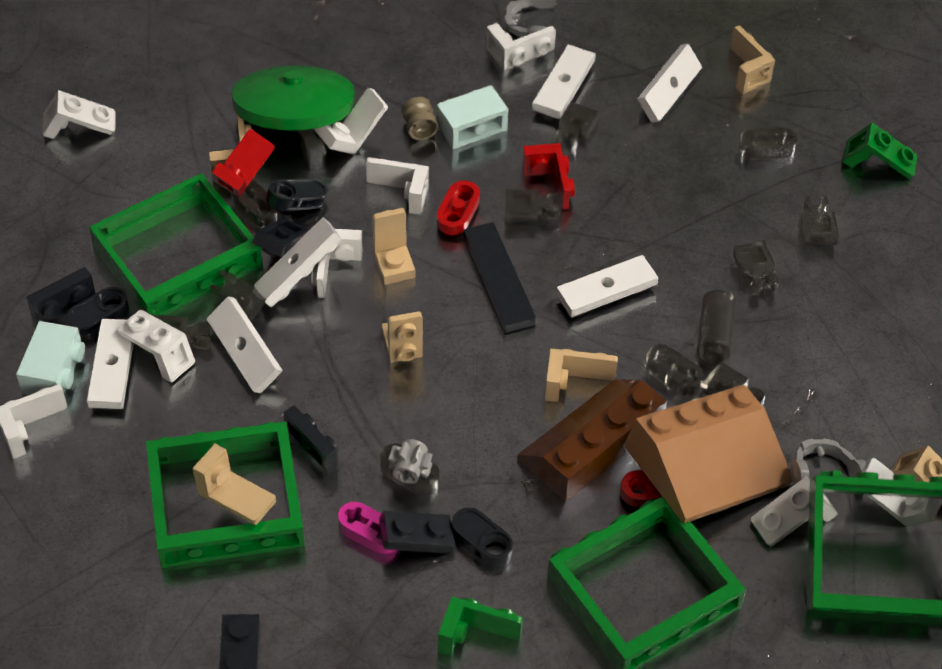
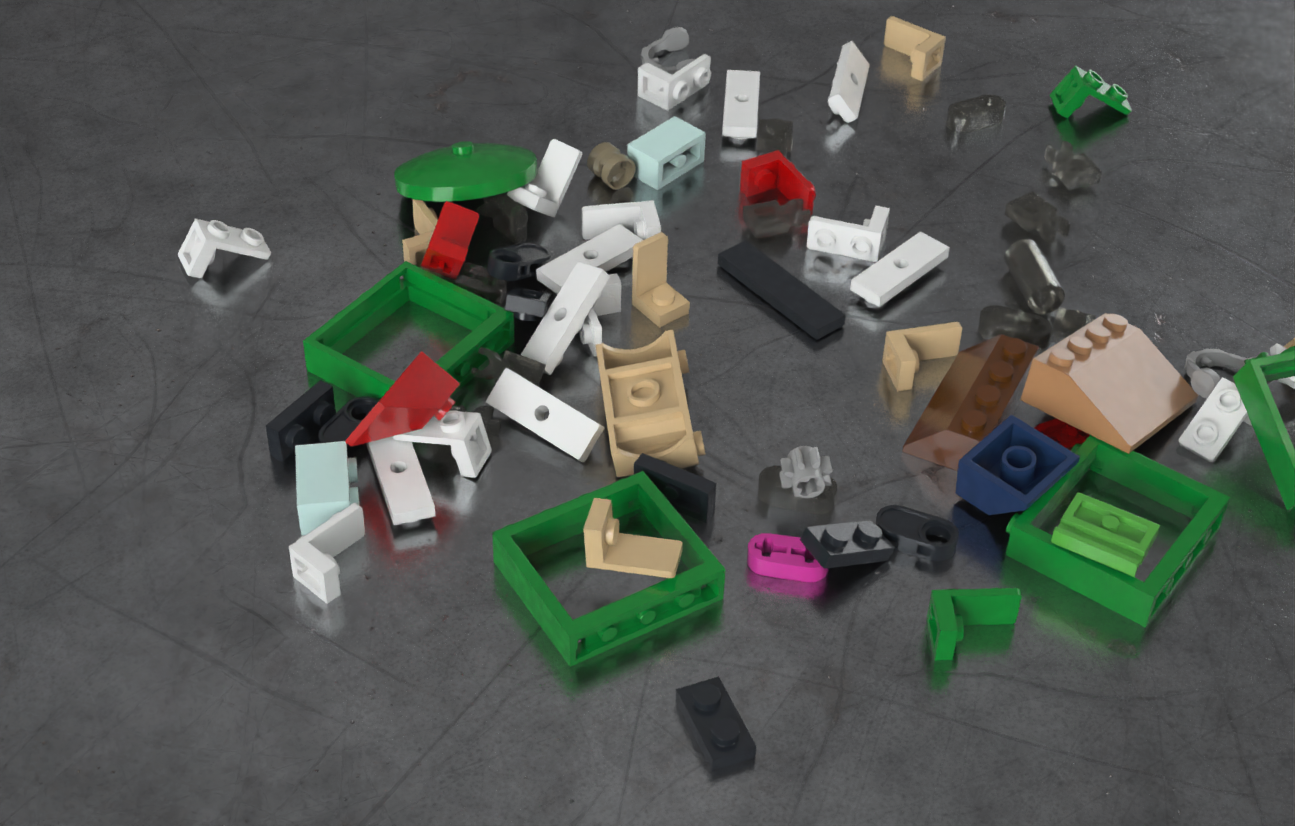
camera: 20 degrees left, 10 degrees down
(128, 312) = (409, 403): none -> red slope
(324, 359) = (648, 405): none -> tan piece
(357, 205) = (602, 251): none -> white tile
(403, 336) = (722, 363): tan bracket -> none
(456, 213) = (700, 236): red plate -> none
(579, 506) = (1011, 468): none -> dark blue slope
(587, 251) = (848, 238): none -> white bracket
(614, 592) = (1105, 534): none -> bright green plate

